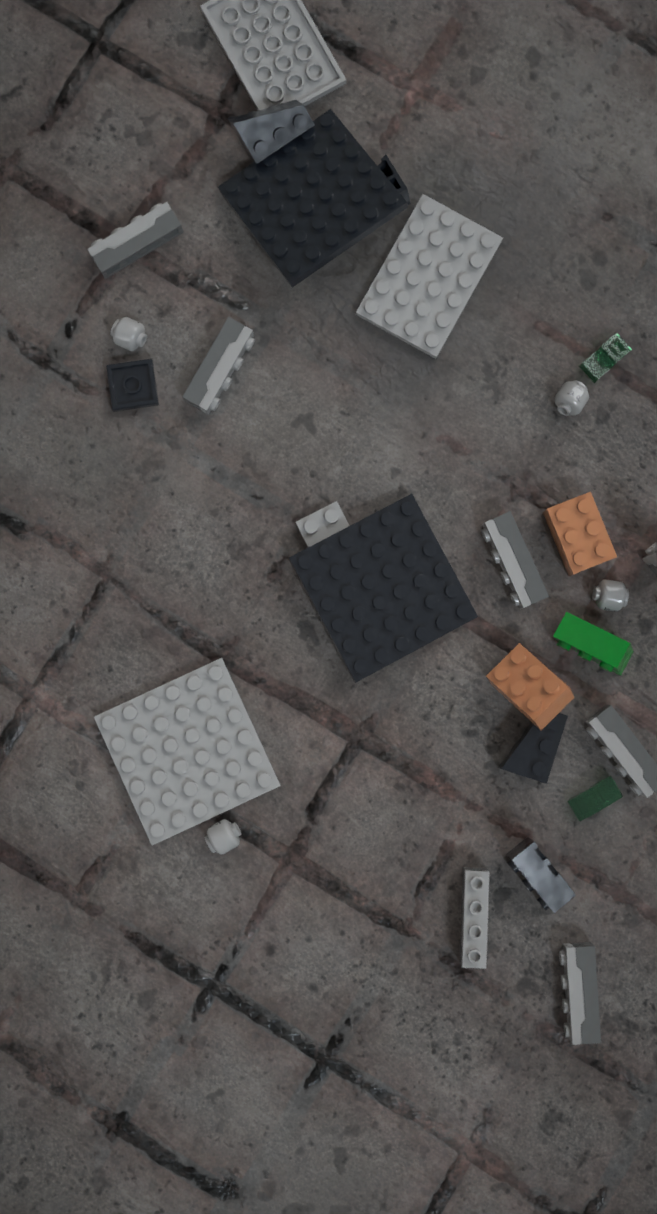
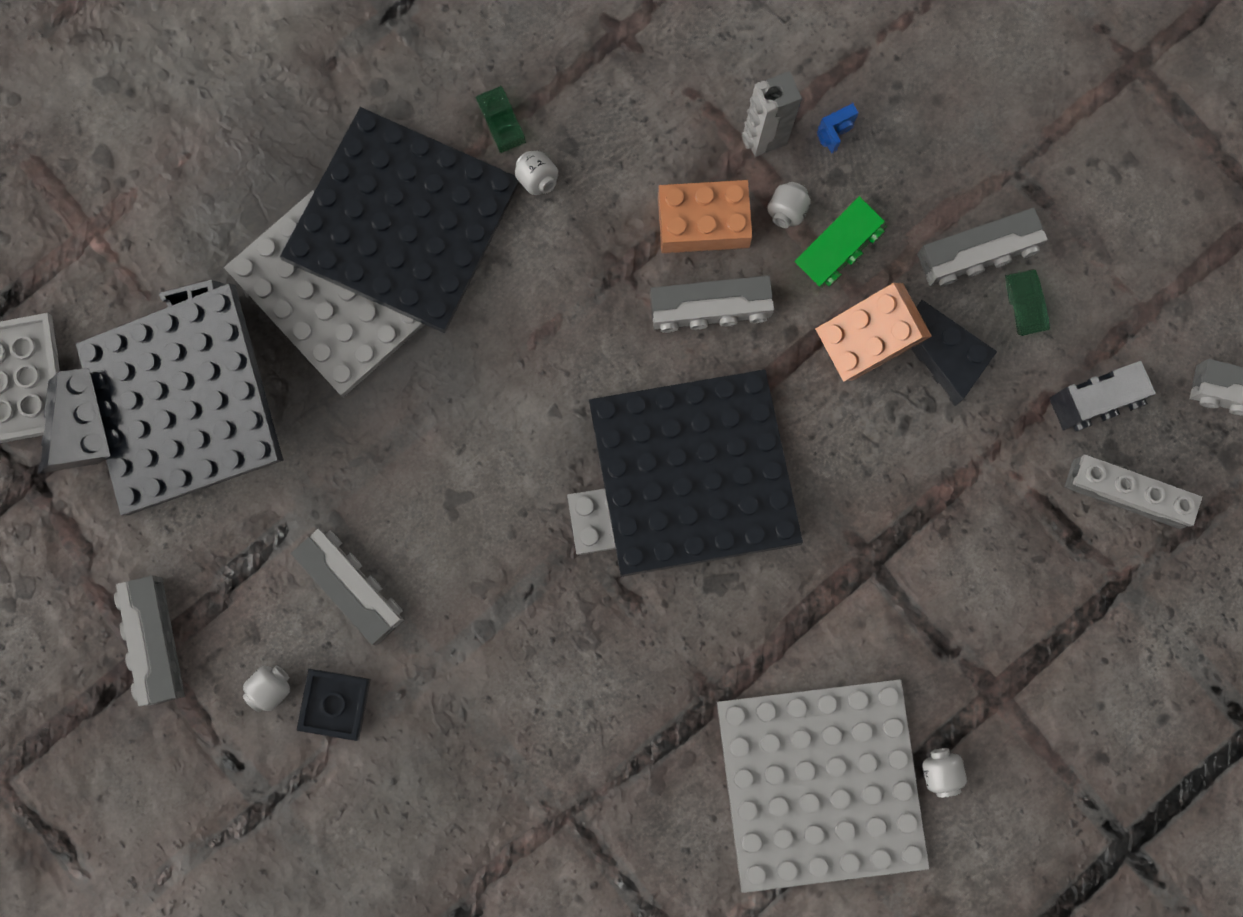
camera: 70 degrees left, 5 degrees down
(502, 310) = (401, 219): none -> black plate

